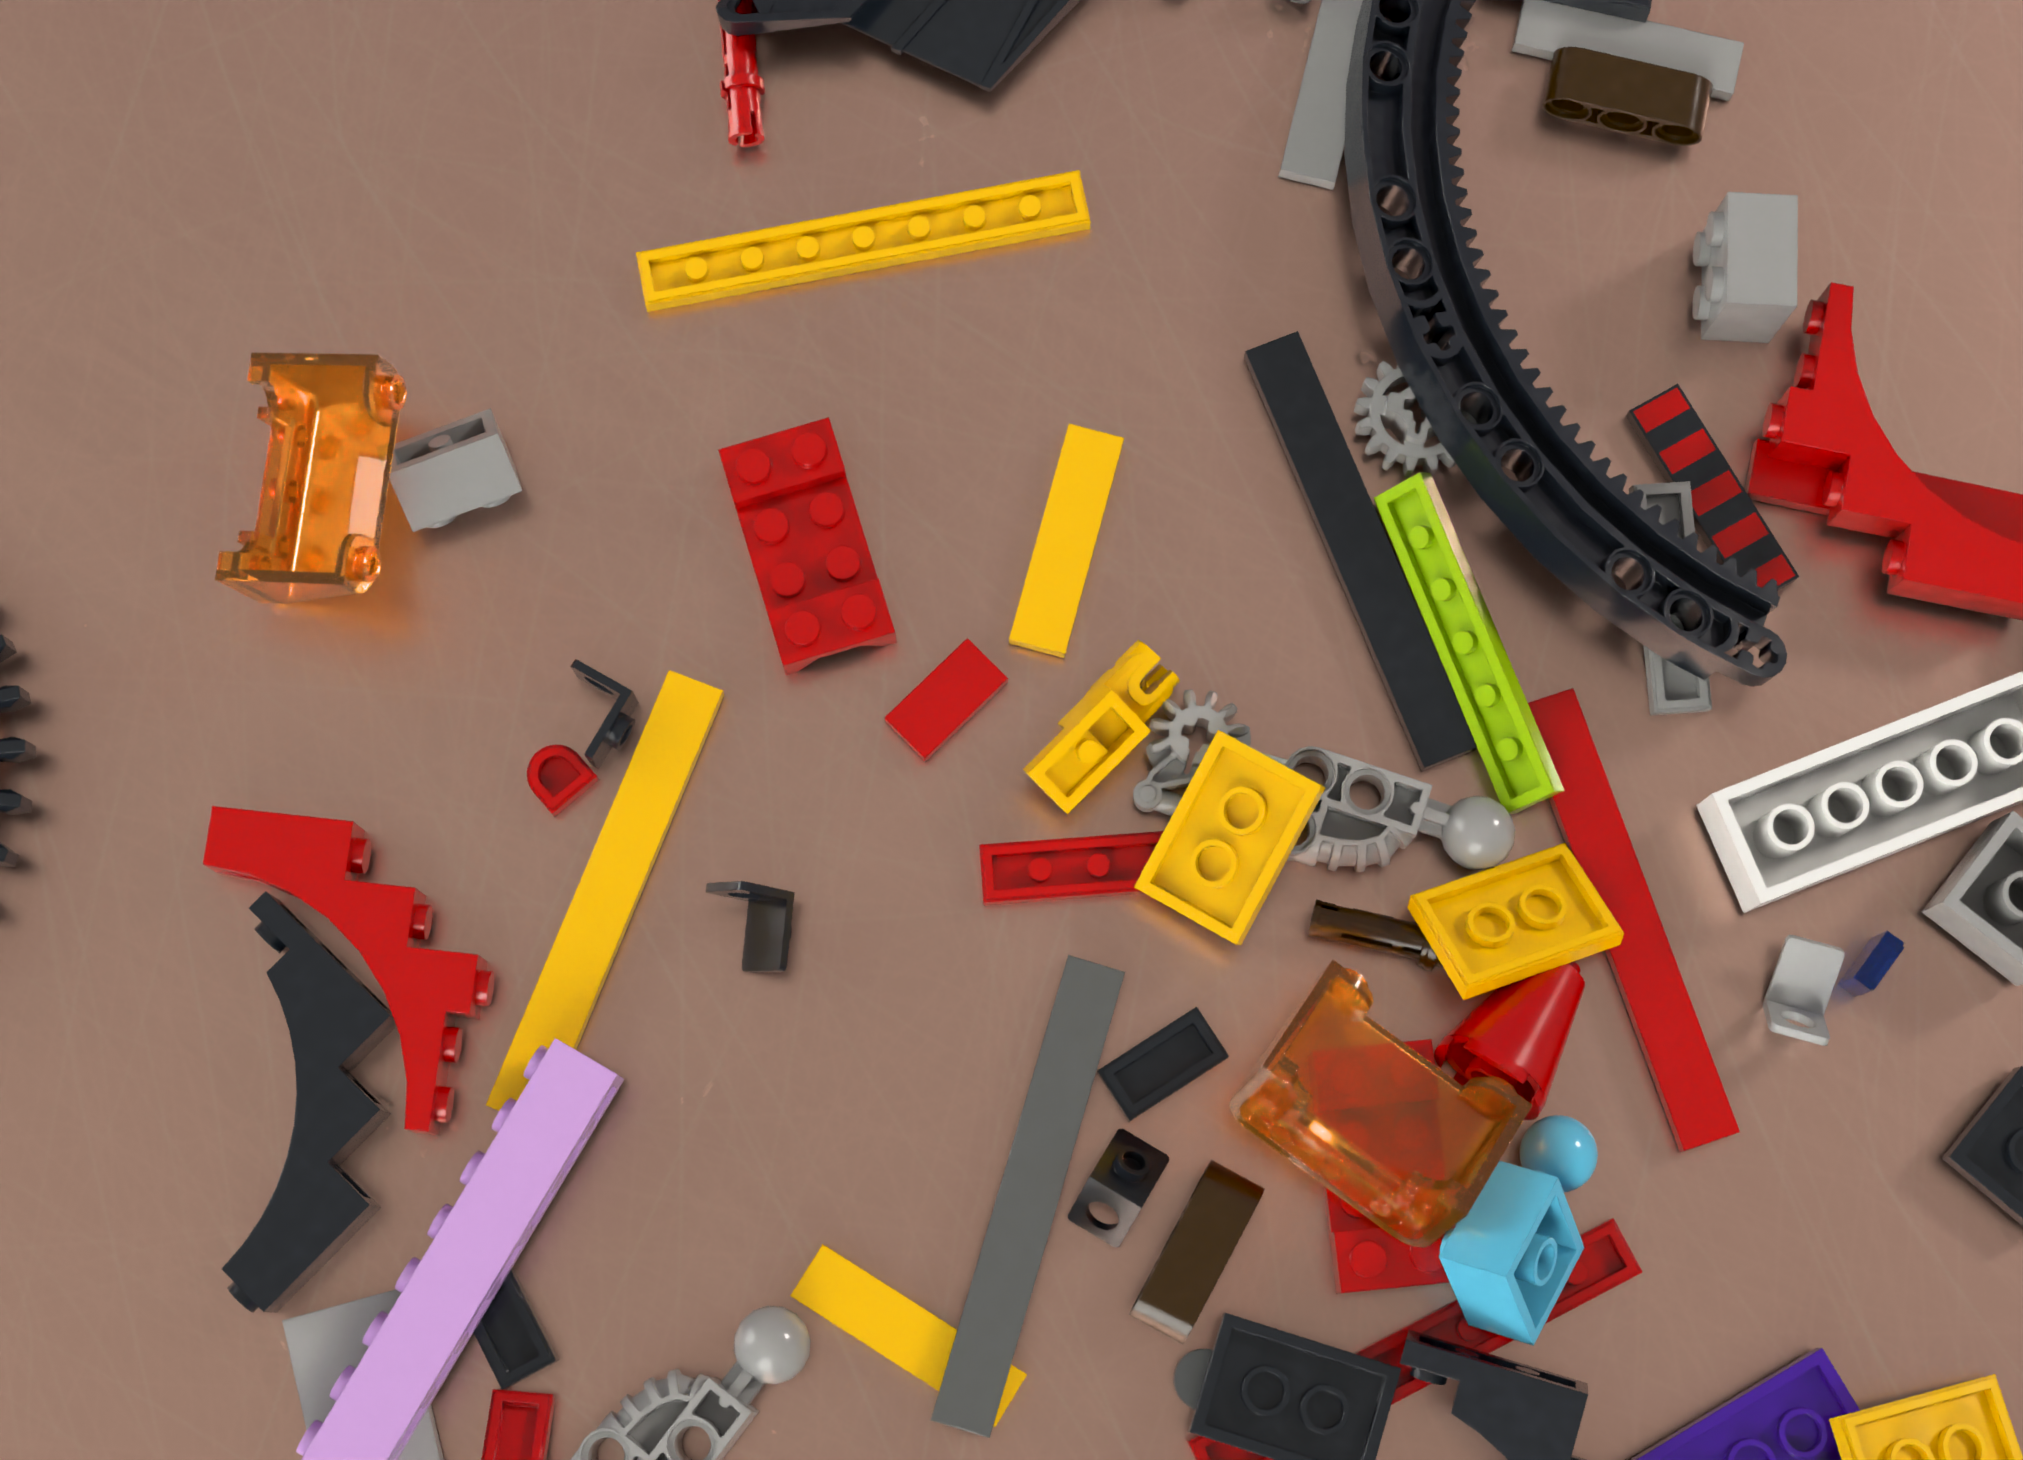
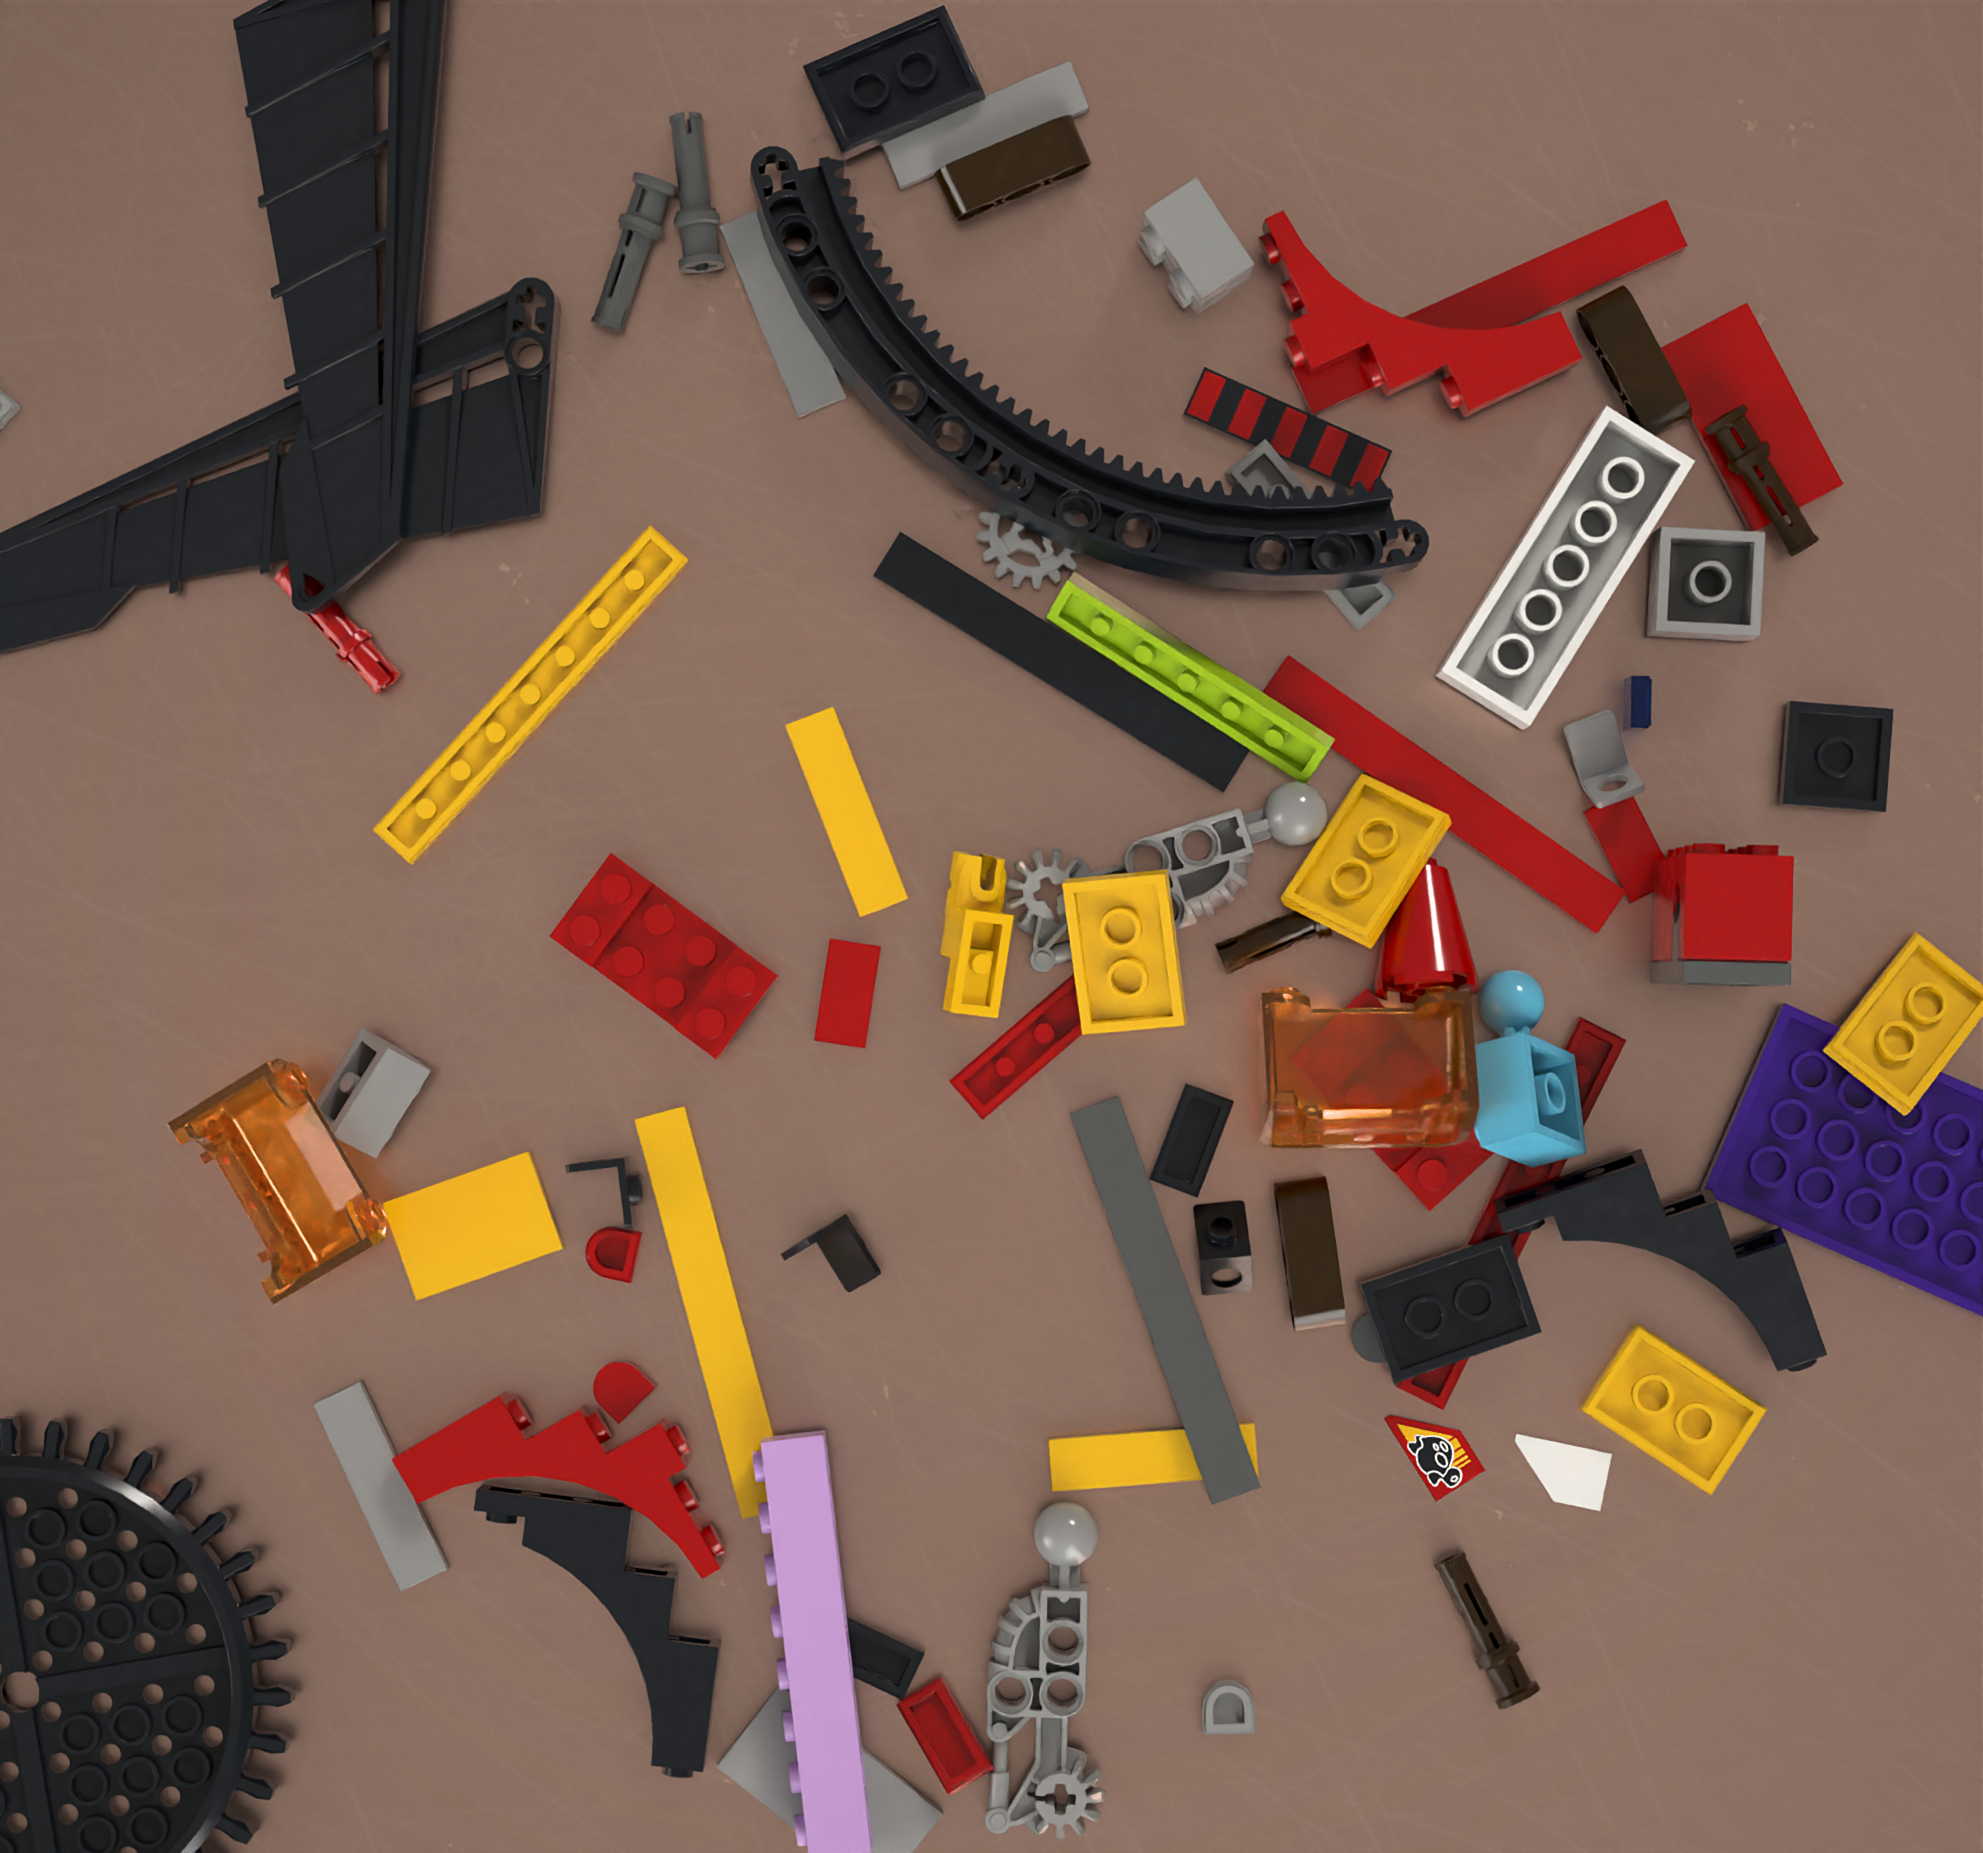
camera: 35 degrees left, 10 degrees up
(174, 868) = (379, 1488): none -> light grey tile
(452, 659) = (473, 1225): none -> yellow tile
(469, 904) = (621, 1388): none -> red tile
(1770, 1093) = (1626, 845): none -> red tile
(1828, 1211) = (1722, 916): none -> red piece

